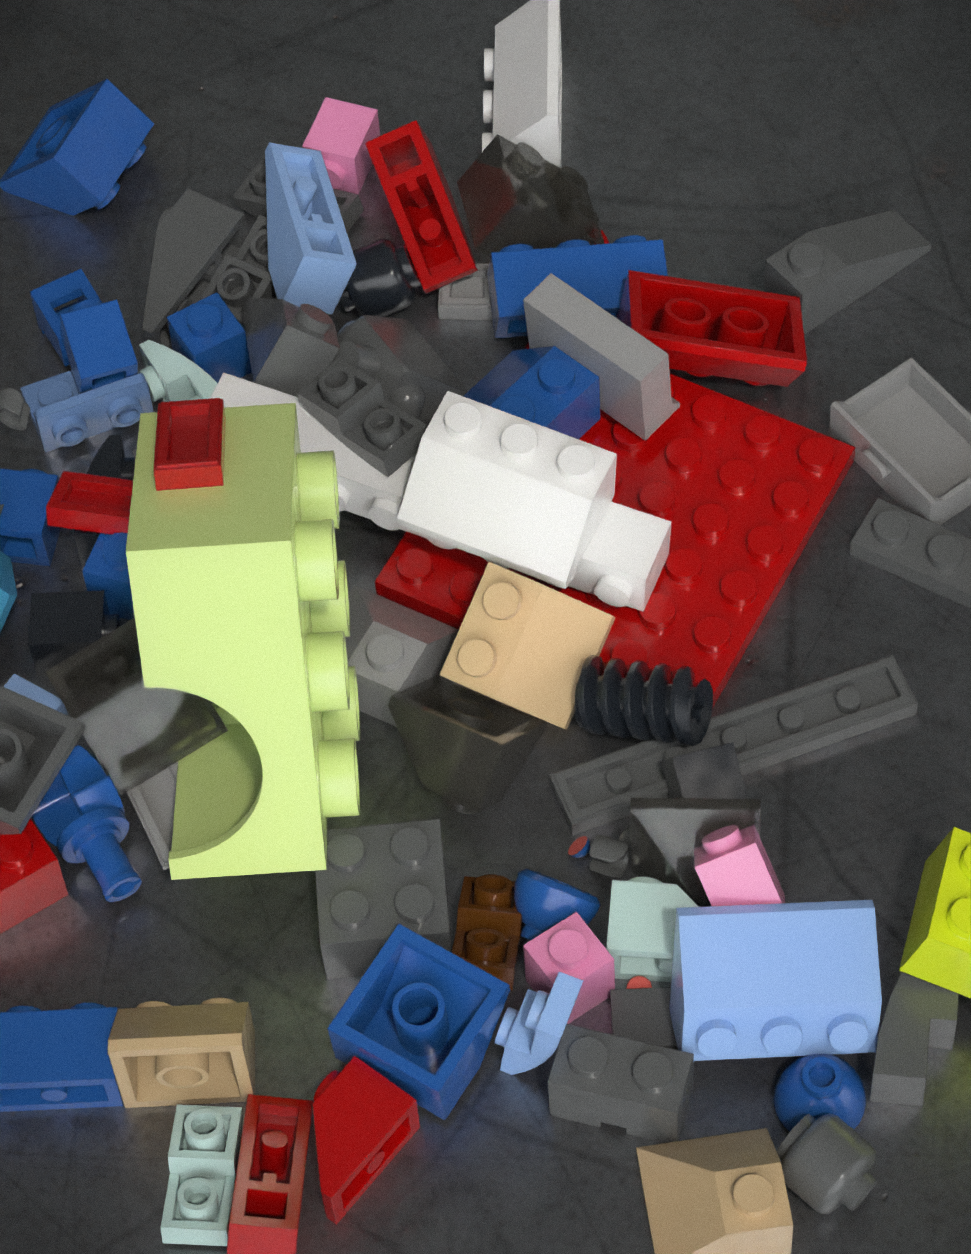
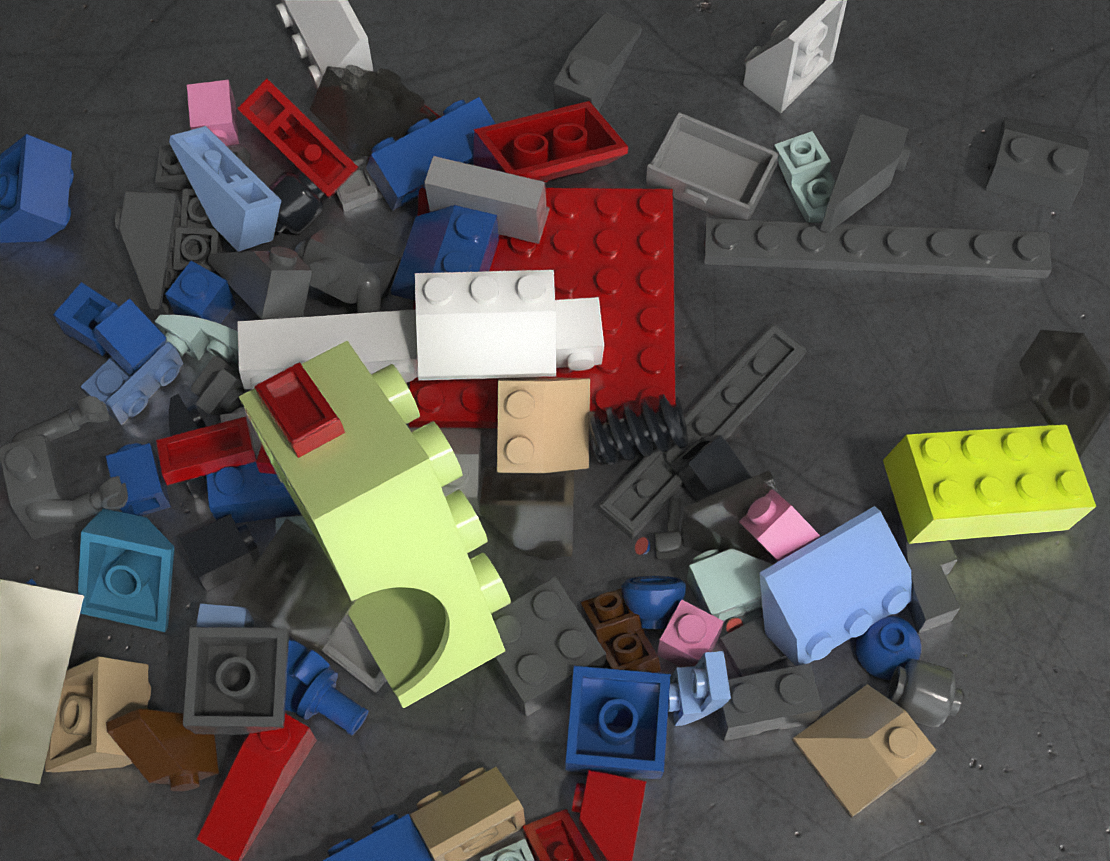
camera: 30 degrees left, 10 degrees up
(361, 418) = (356, 315): dark grey slope -> none

